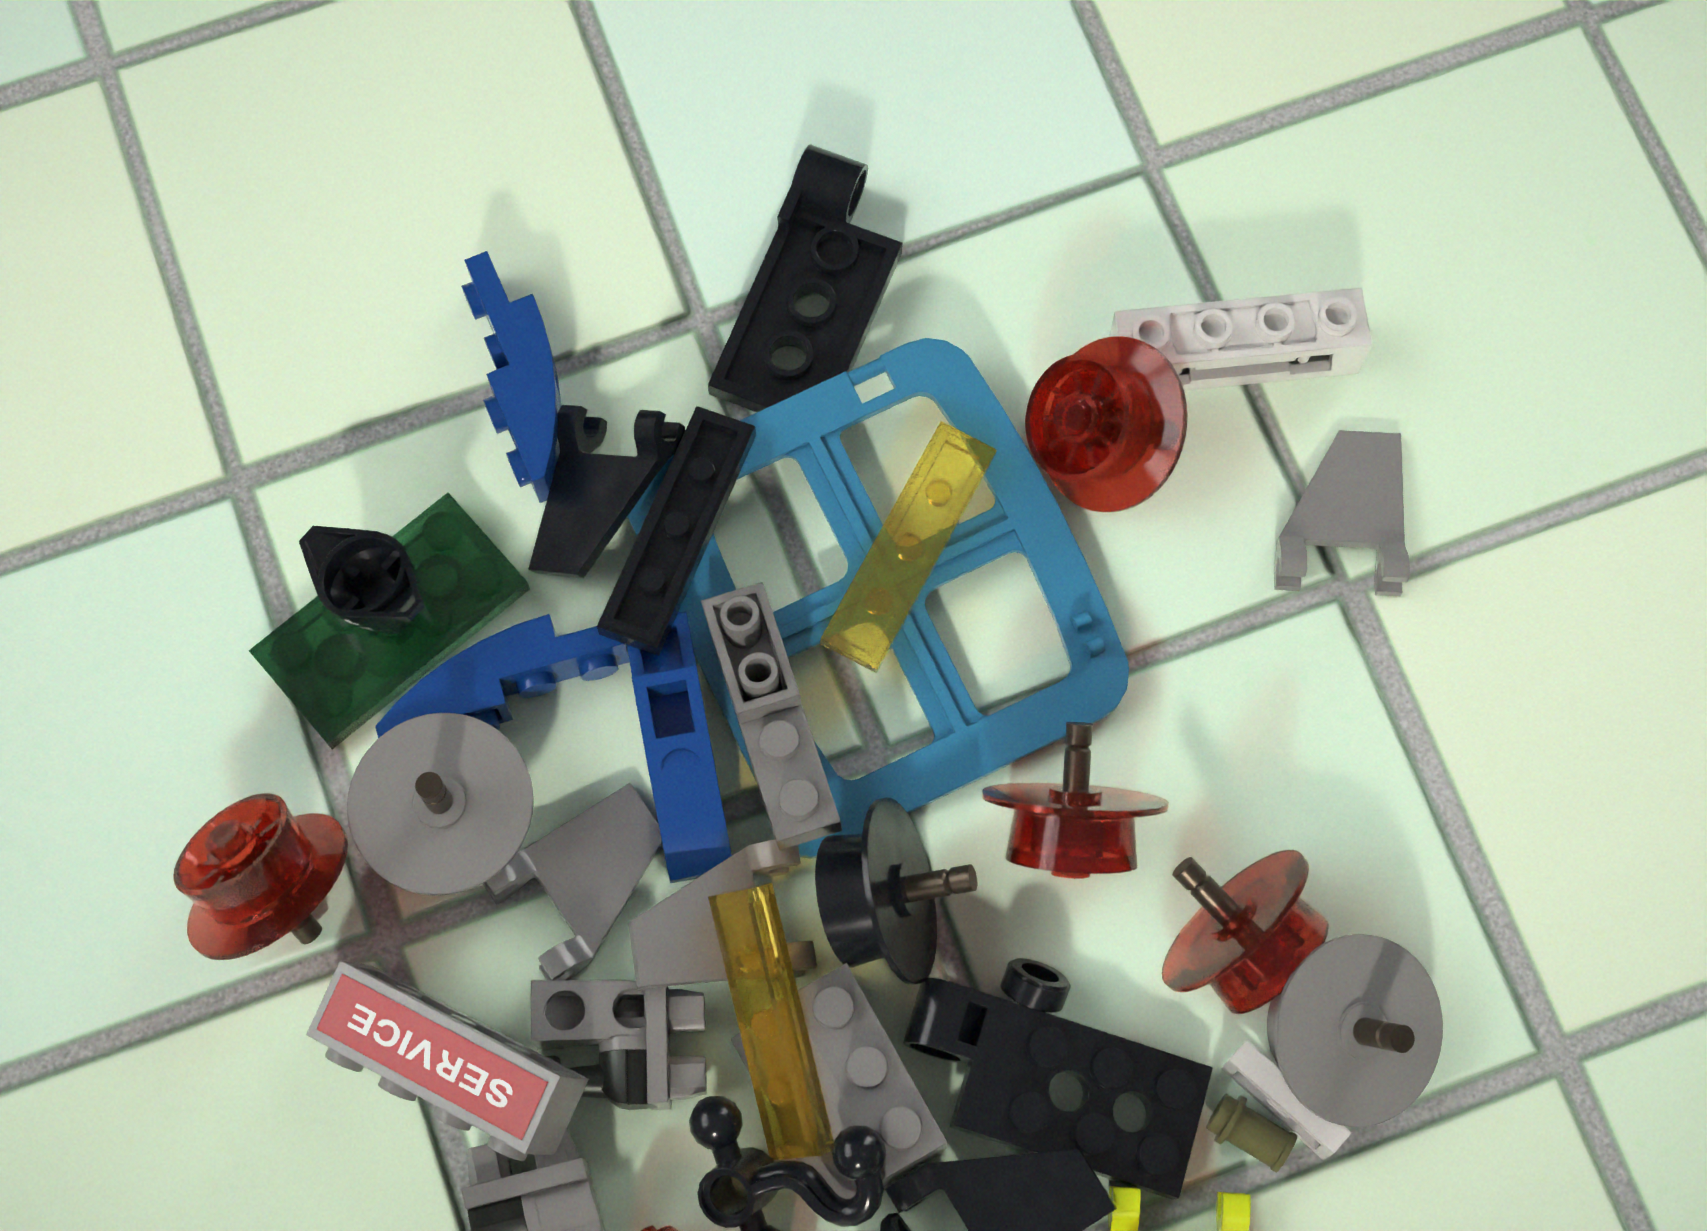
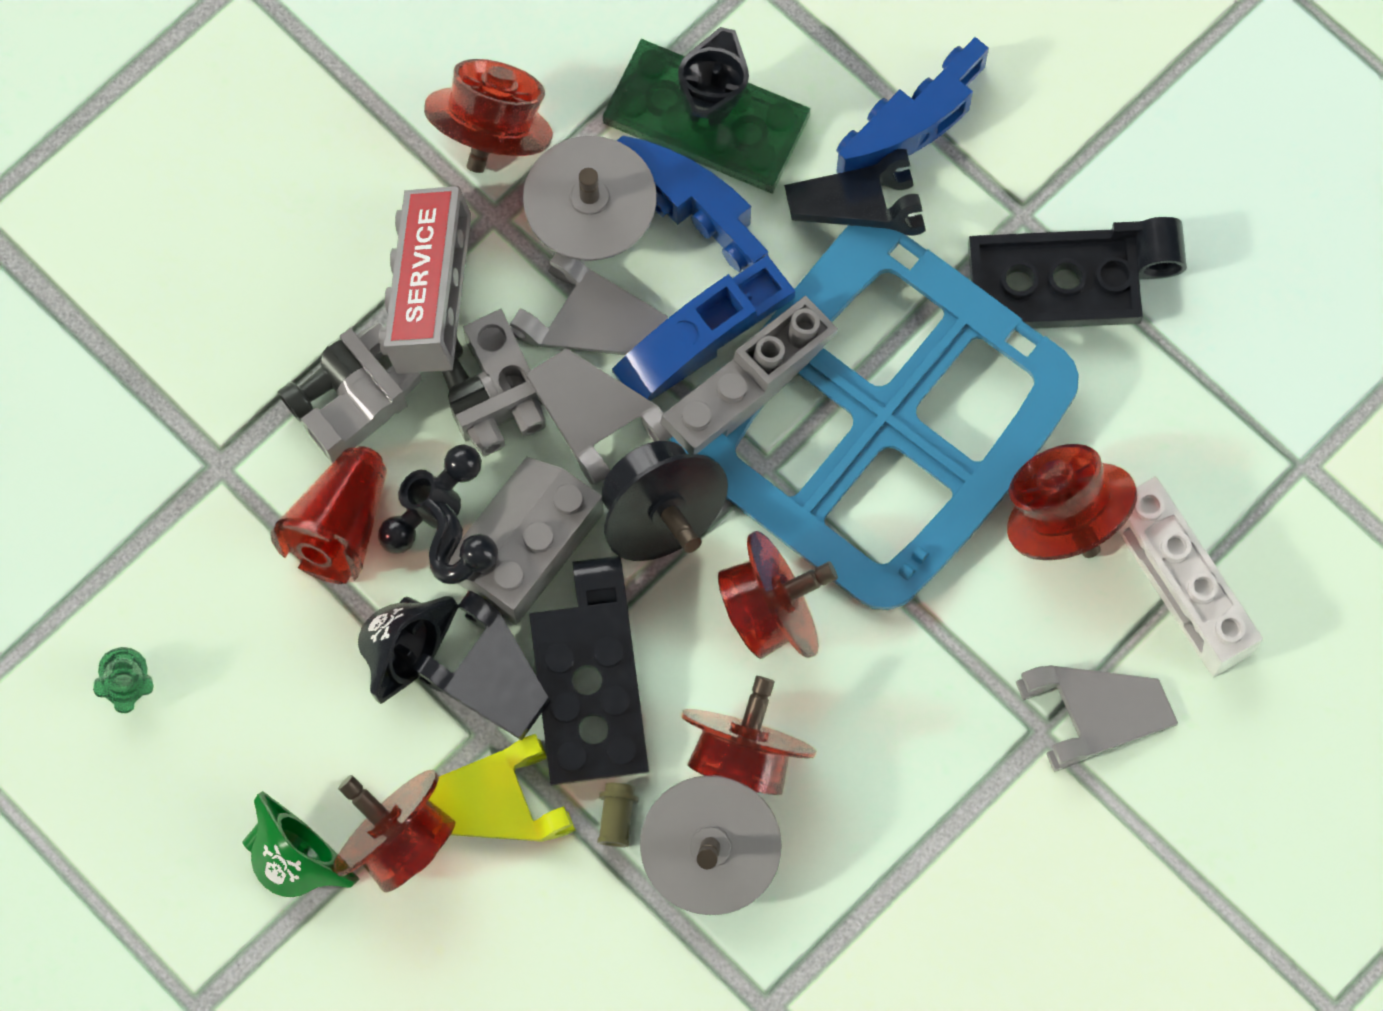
camera: 65 degrees right, 0 degrees up
(676, 531) = (849, 259): black tile -> none
(771, 1022) = (543, 465): clear yellow tile -> none
(908, 547) = (915, 415): clear yellow tile -> none
(1035, 985) = (649, 631): black tile -> none
(1267, 1086) = (632, 863): white tile -> none

